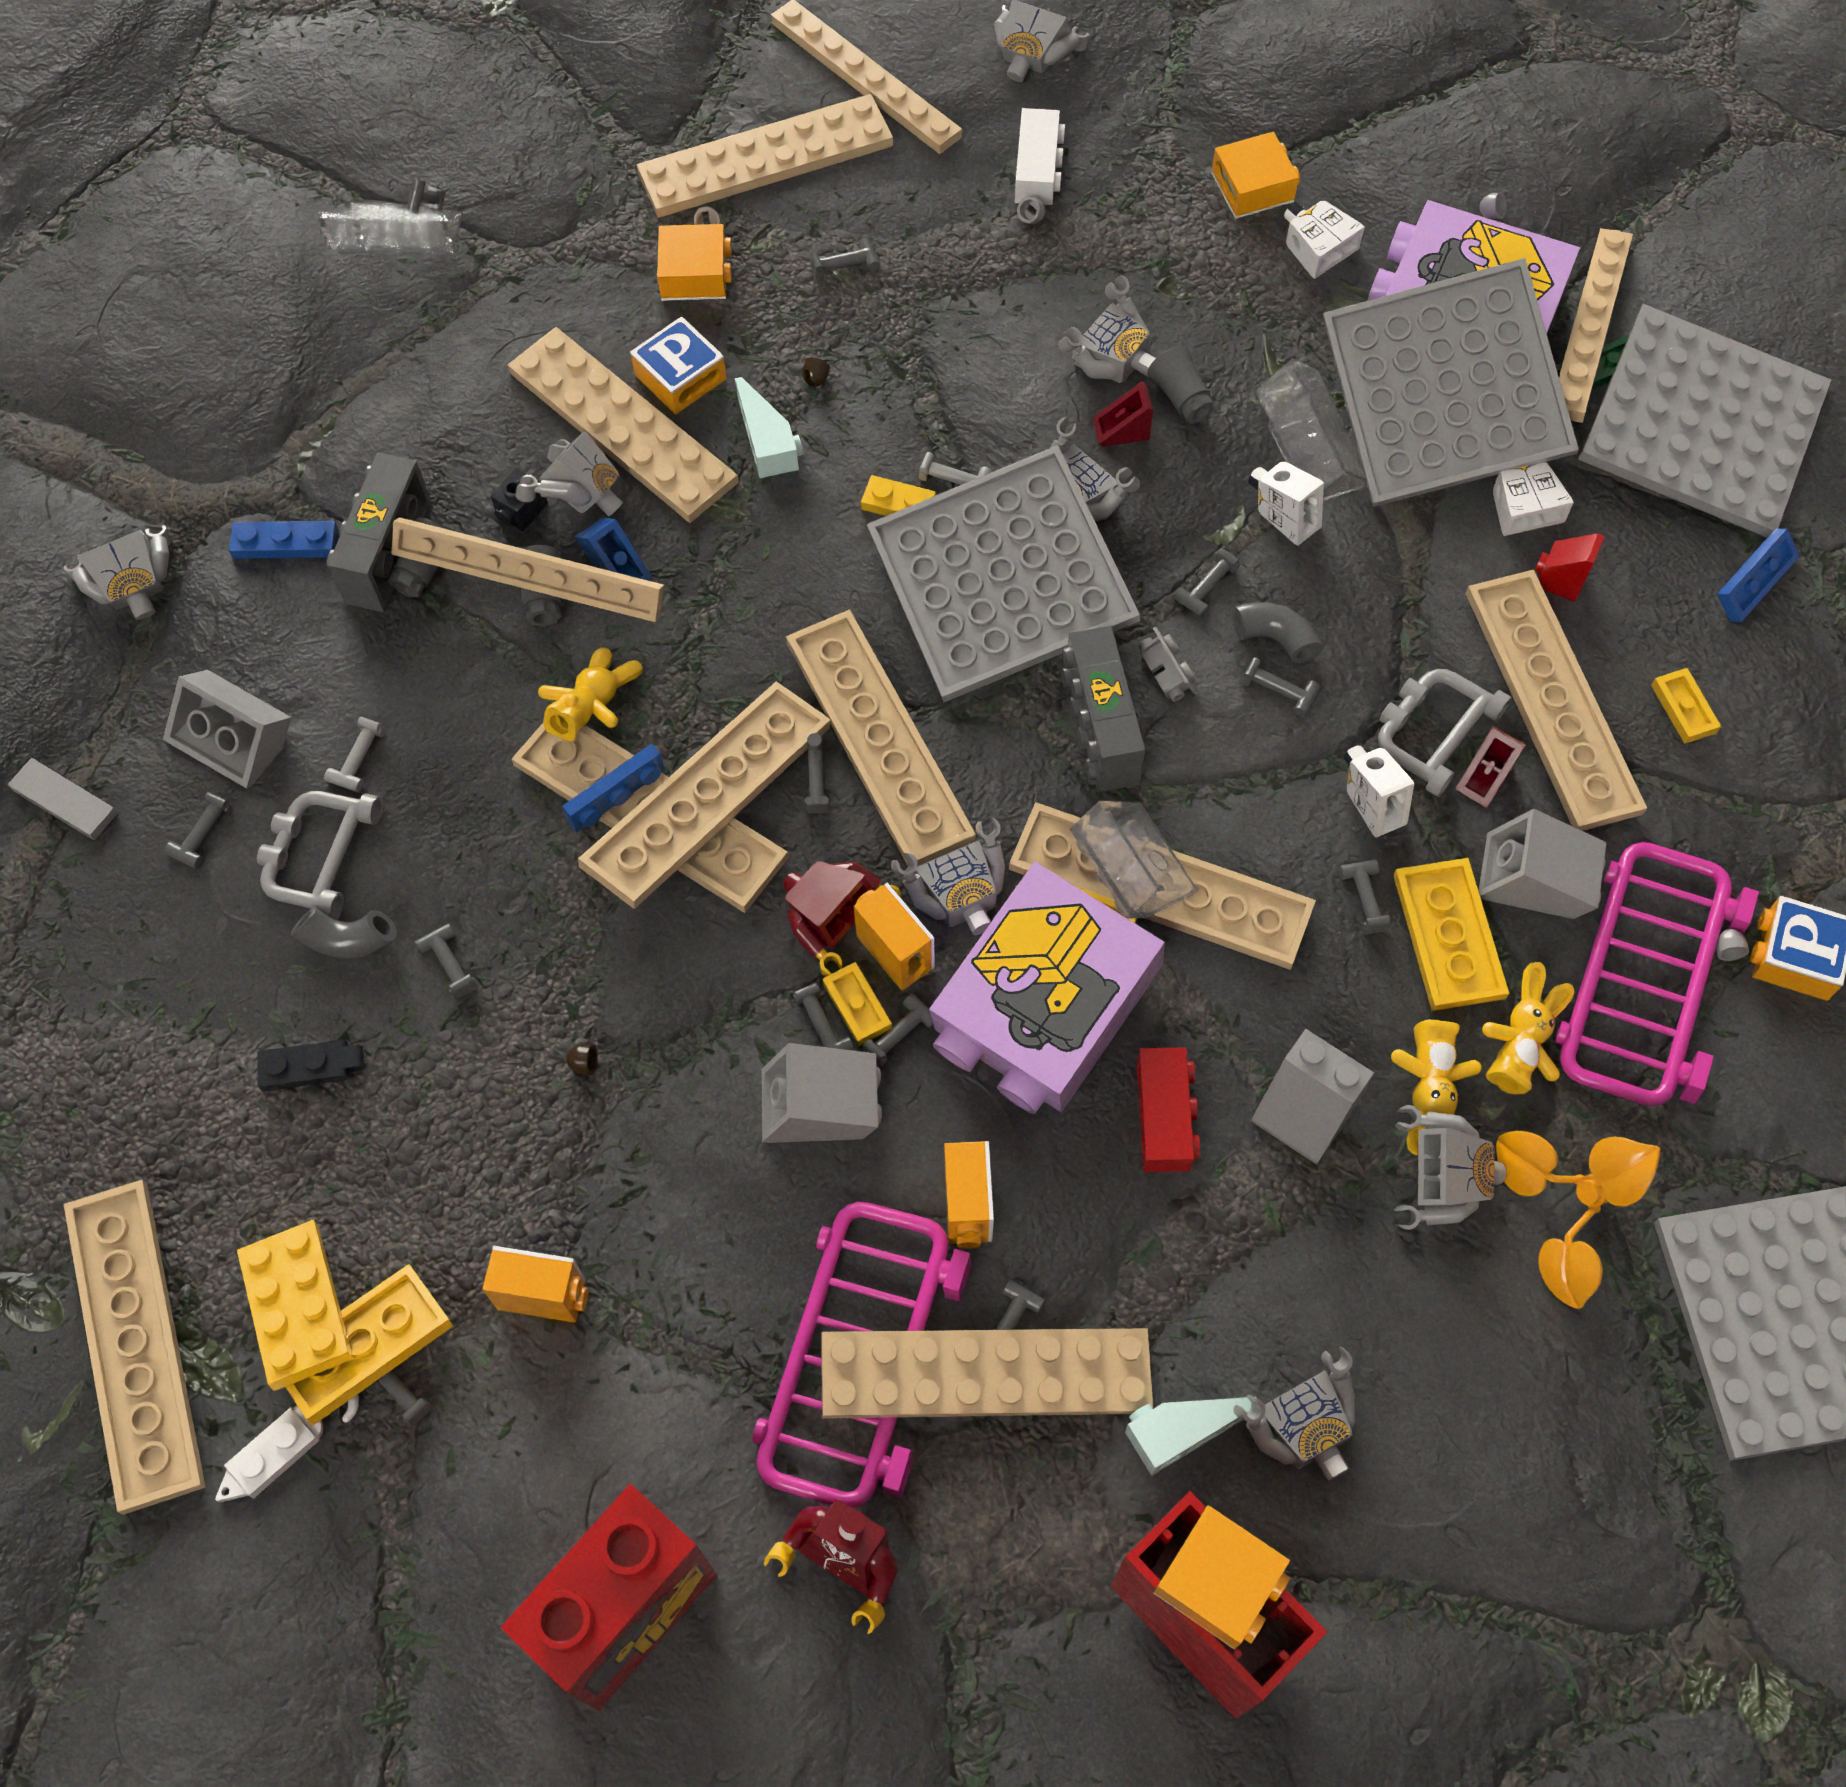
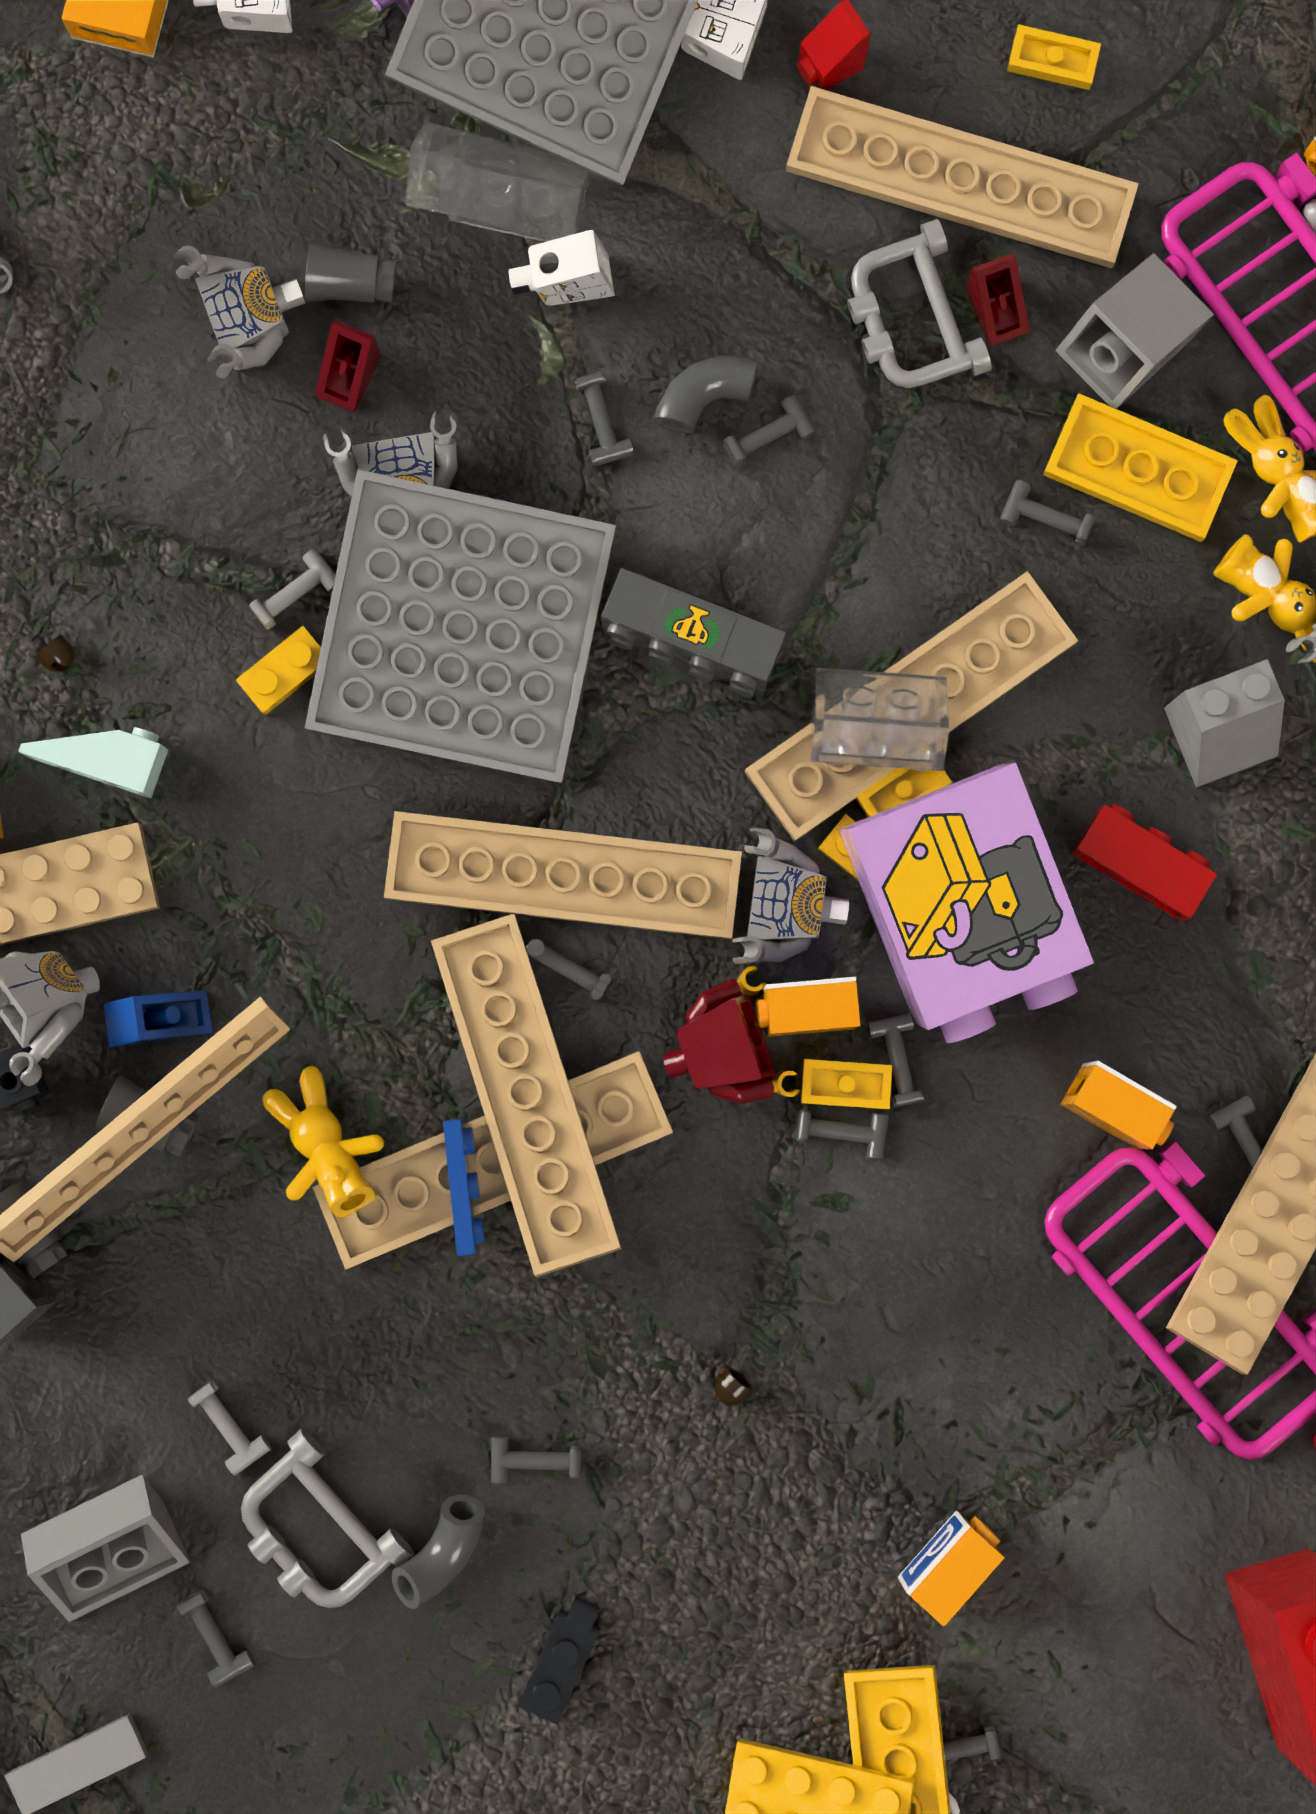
camera: 60 degrees left, 20 degrees up
(819, 1095) = (924, 1182): light grey slope -> none
(1176, 676) = (657, 524): light grey hinge -> none
(1379, 789) = (965, 428): white torso -> none

